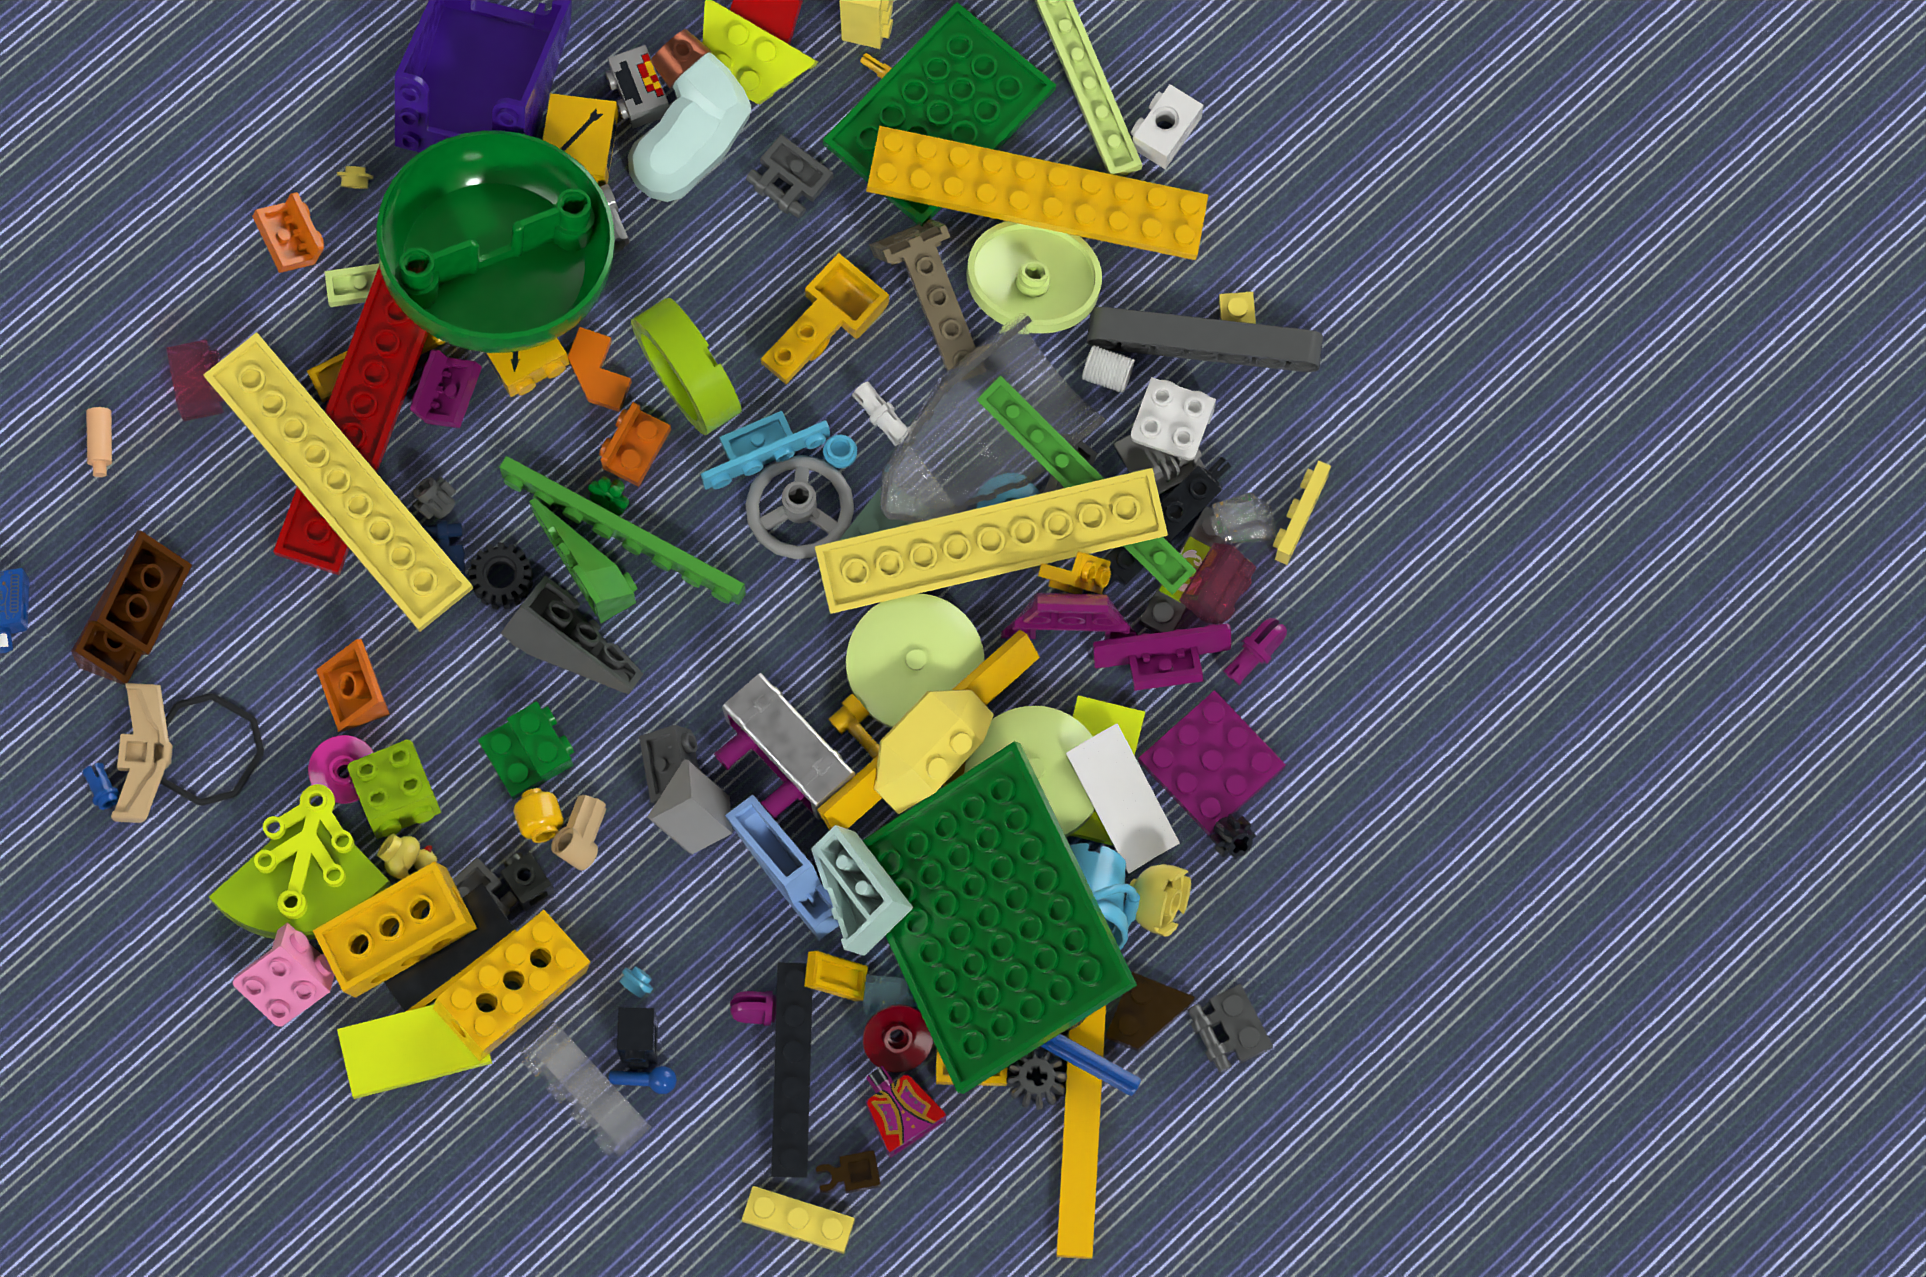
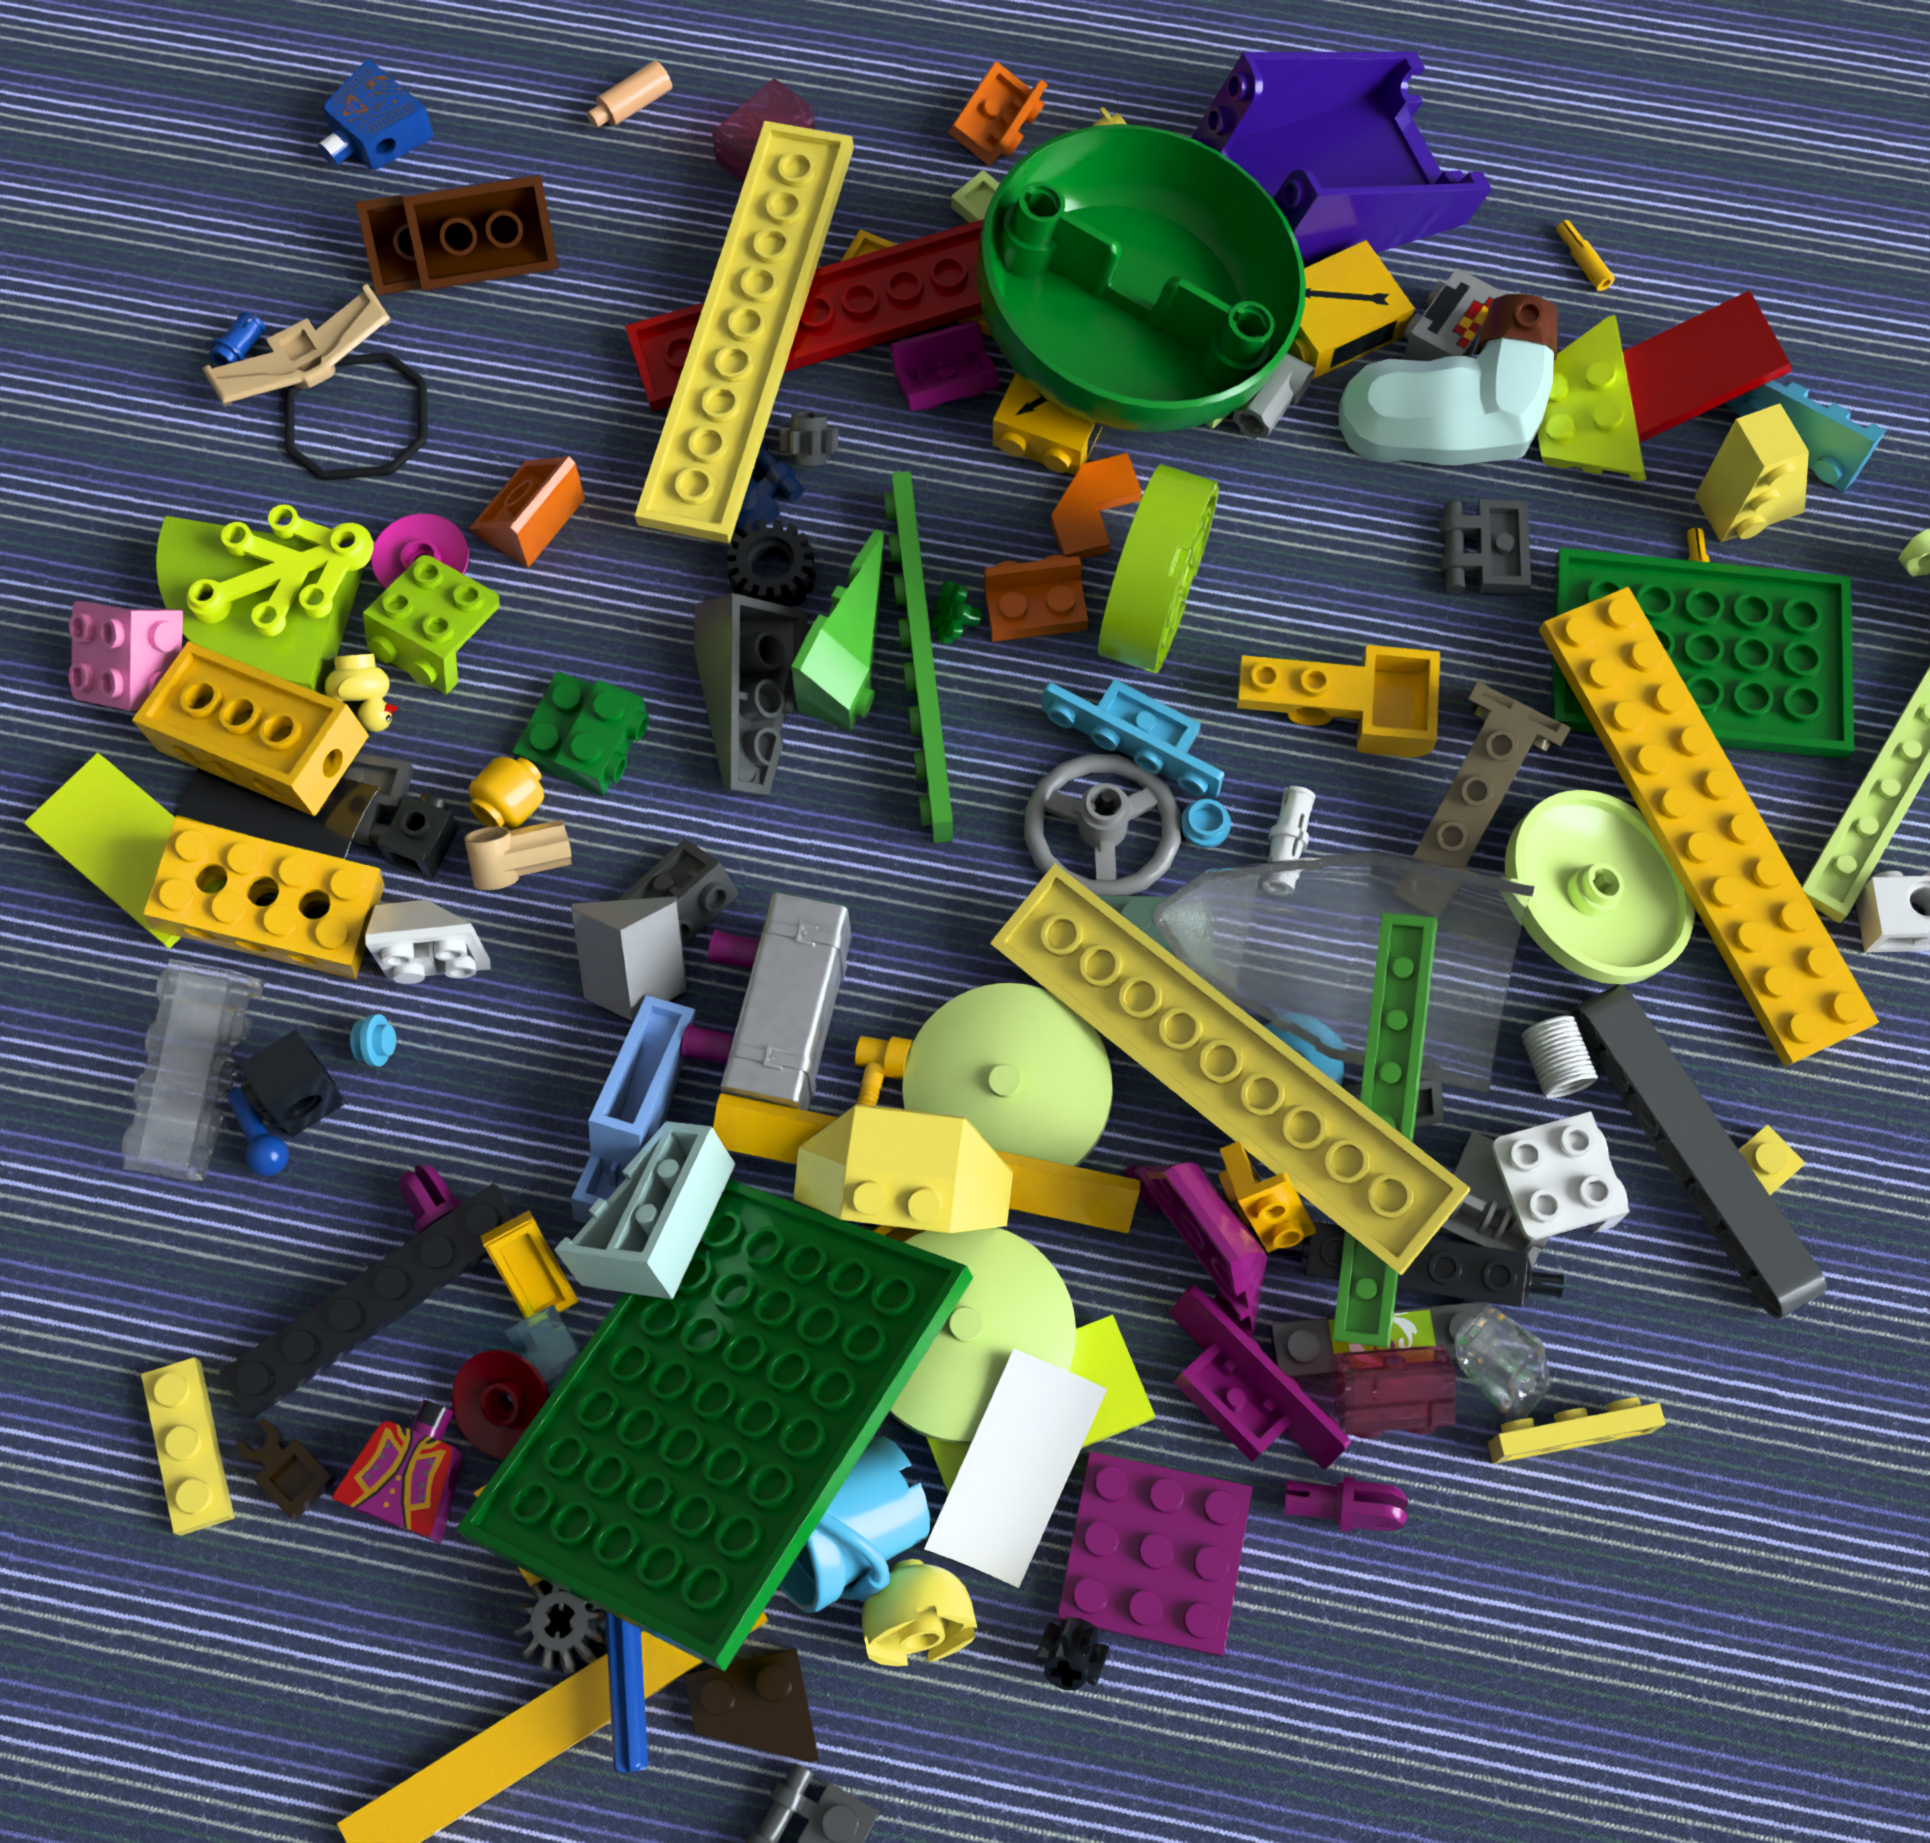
camera: 55 degrees right, 5 degrees down
(598, 914) = (423, 941): none -> white slope

